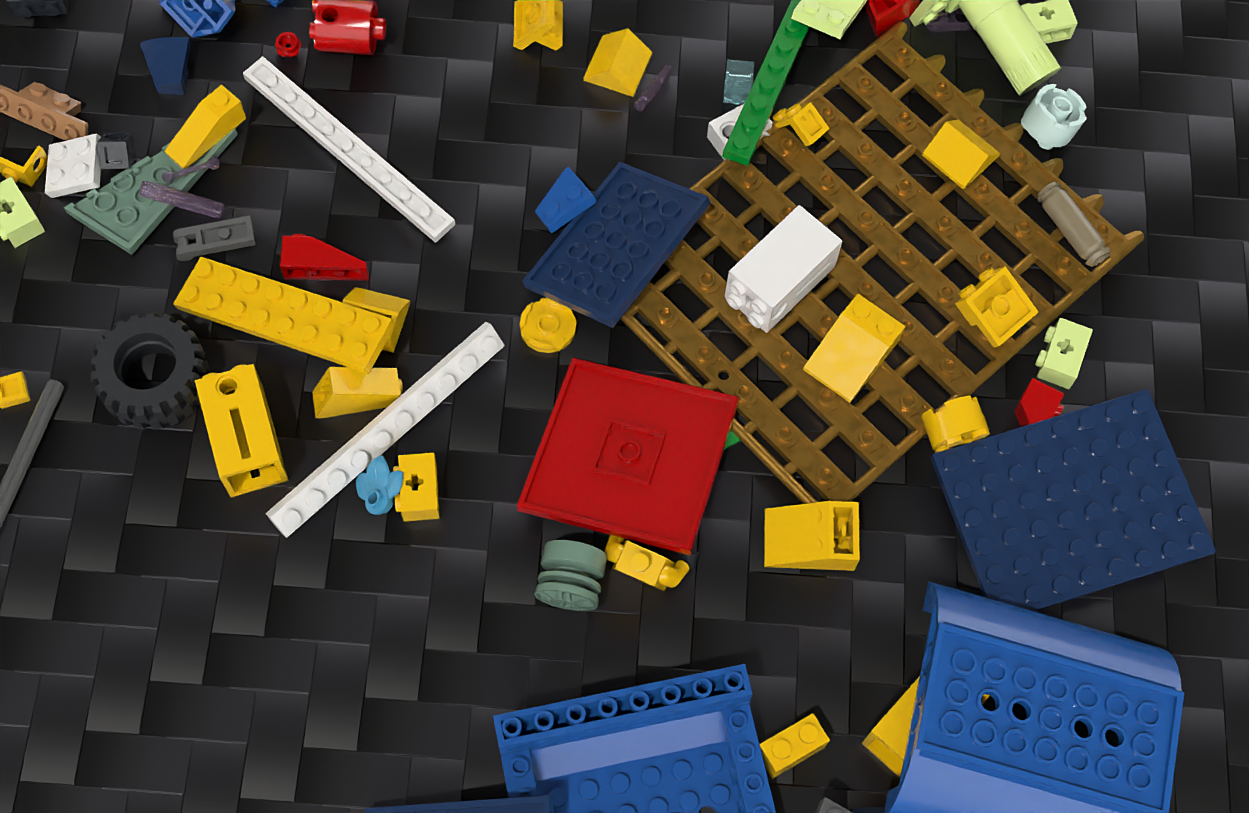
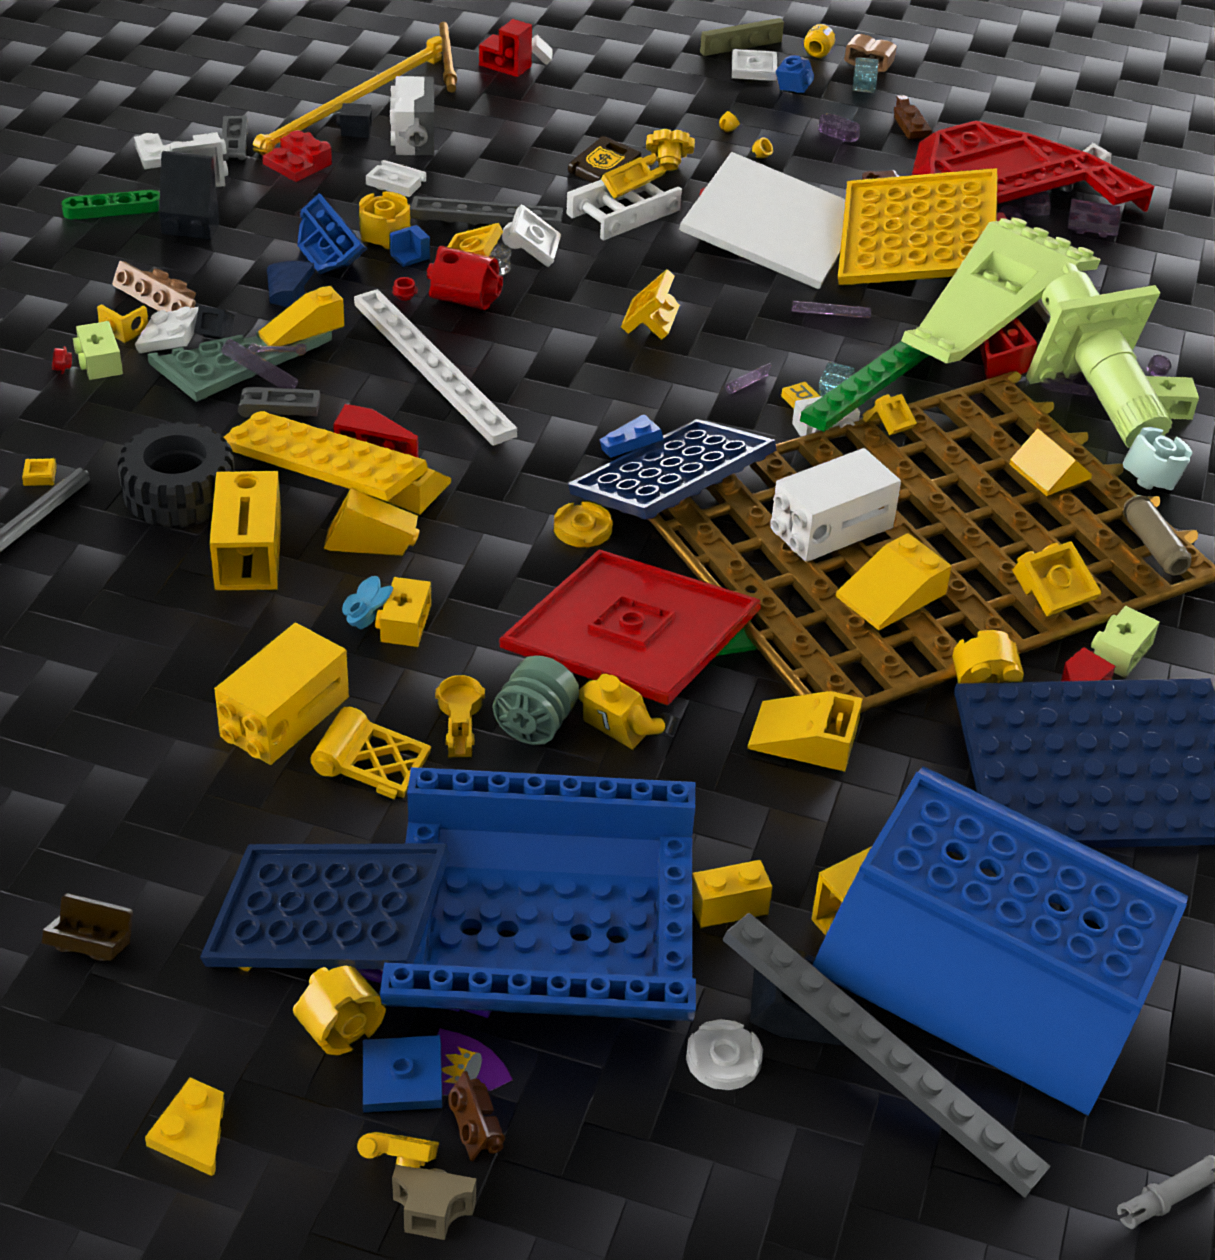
camera: 15 degrees right, 25 degrees down
(340, 628) = (282, 693): none -> yellow brick
(385, 430) = (387, 563): white plate -> none
(411, 666) = (345, 744): none -> yellow piece
(497, 576) = (460, 699): none -> yellow piece
(619, 62) = (722, 354): yellow slope -> none
(707, 101) = (798, 392): none -> yellow tile

